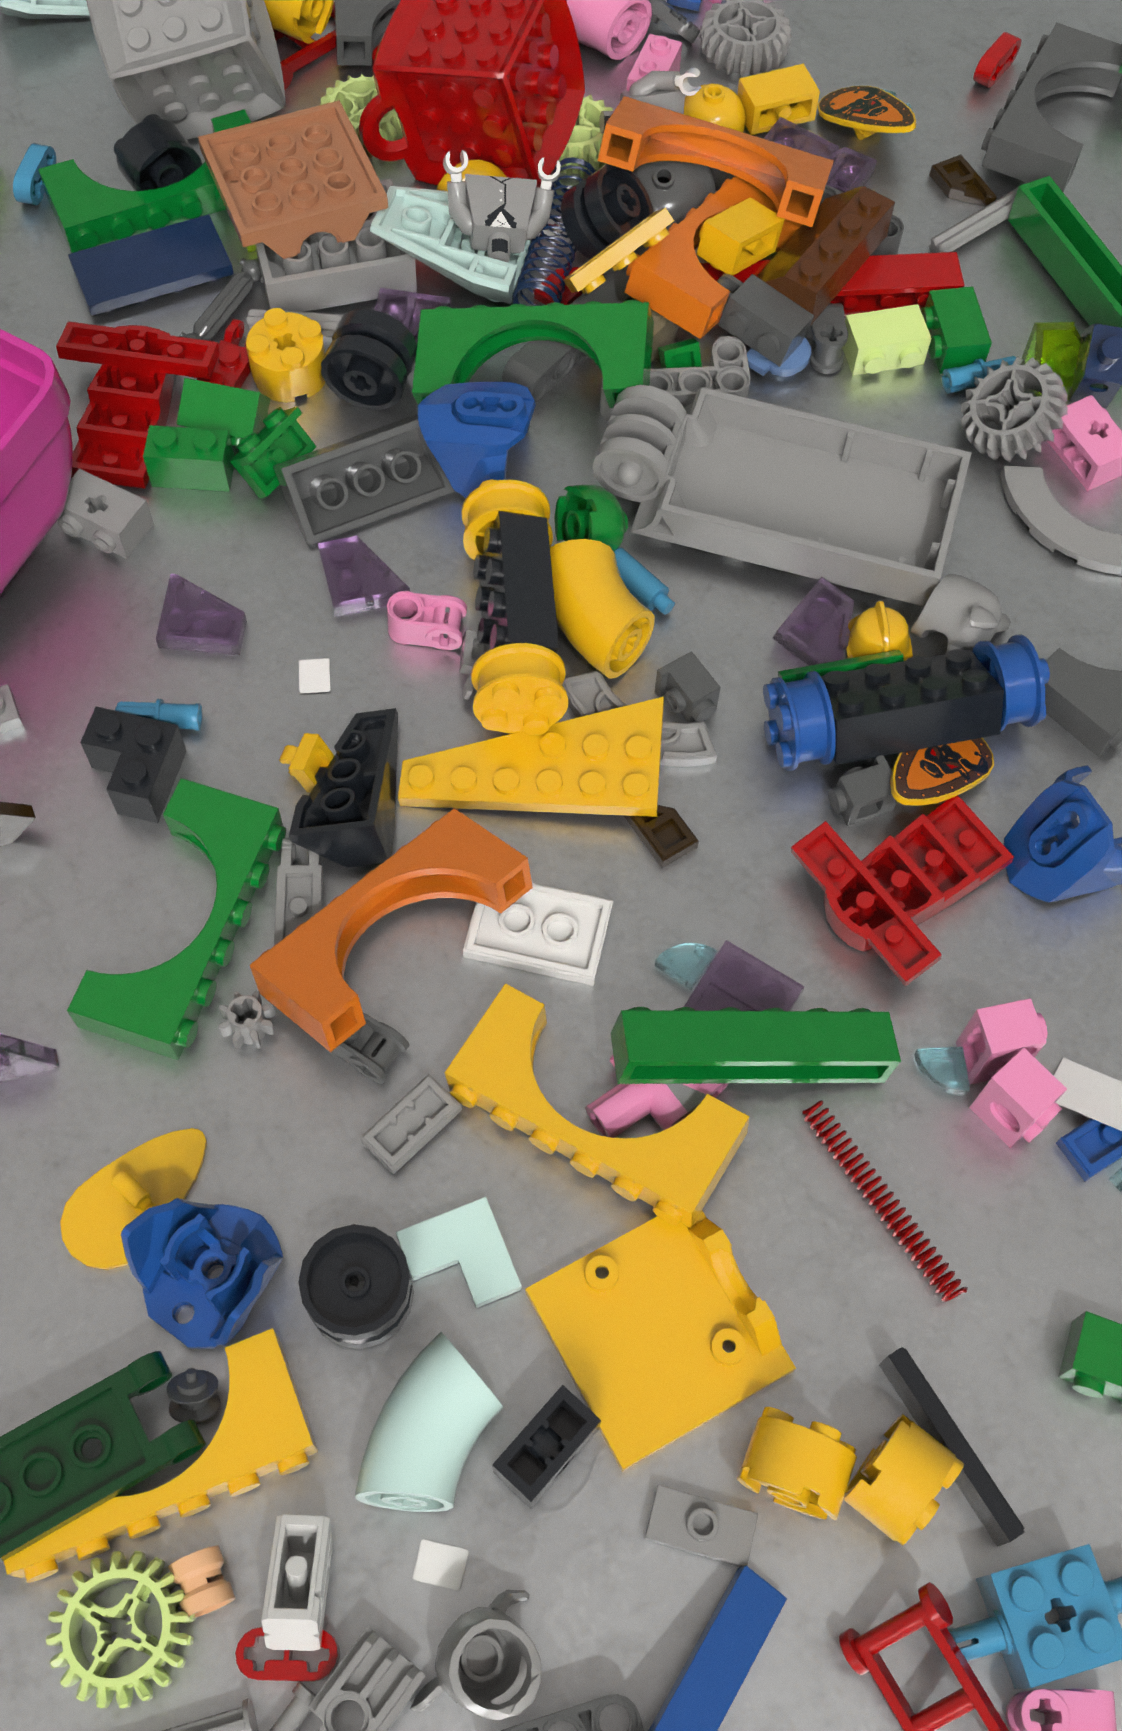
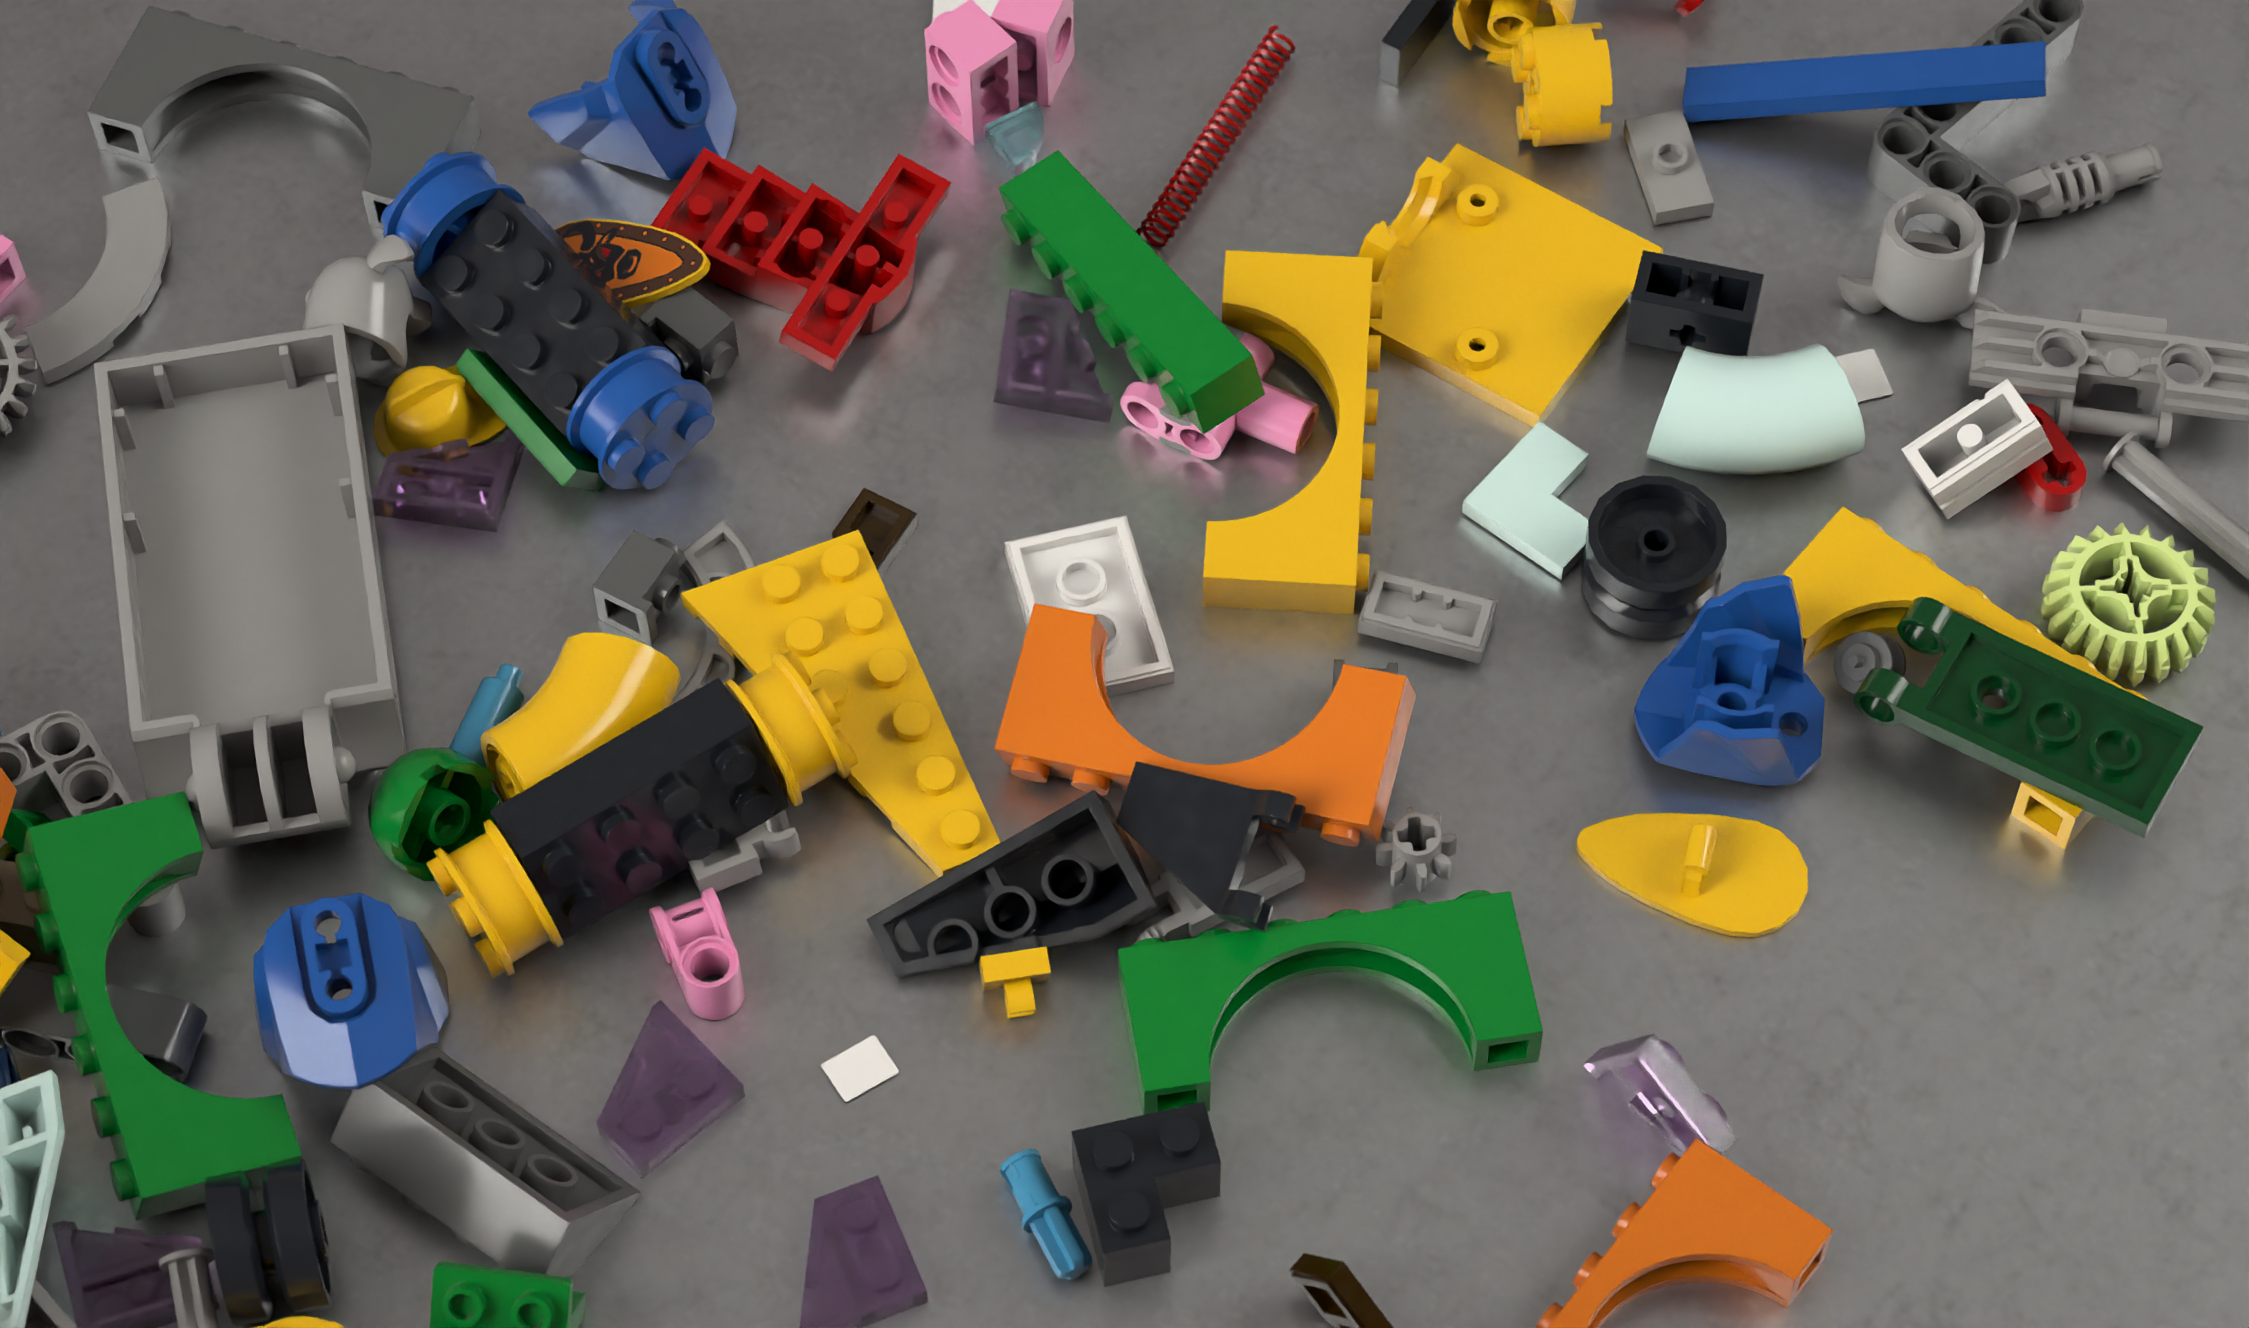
camera: 115 degrees left, 5 degrees down
(202, 1581) = (2026, 563): light nougat wheel -> none
(306, 879) = (1205, 834): none -> black flag
(686, 962) = (1040, 435): clear light blue tile -> none

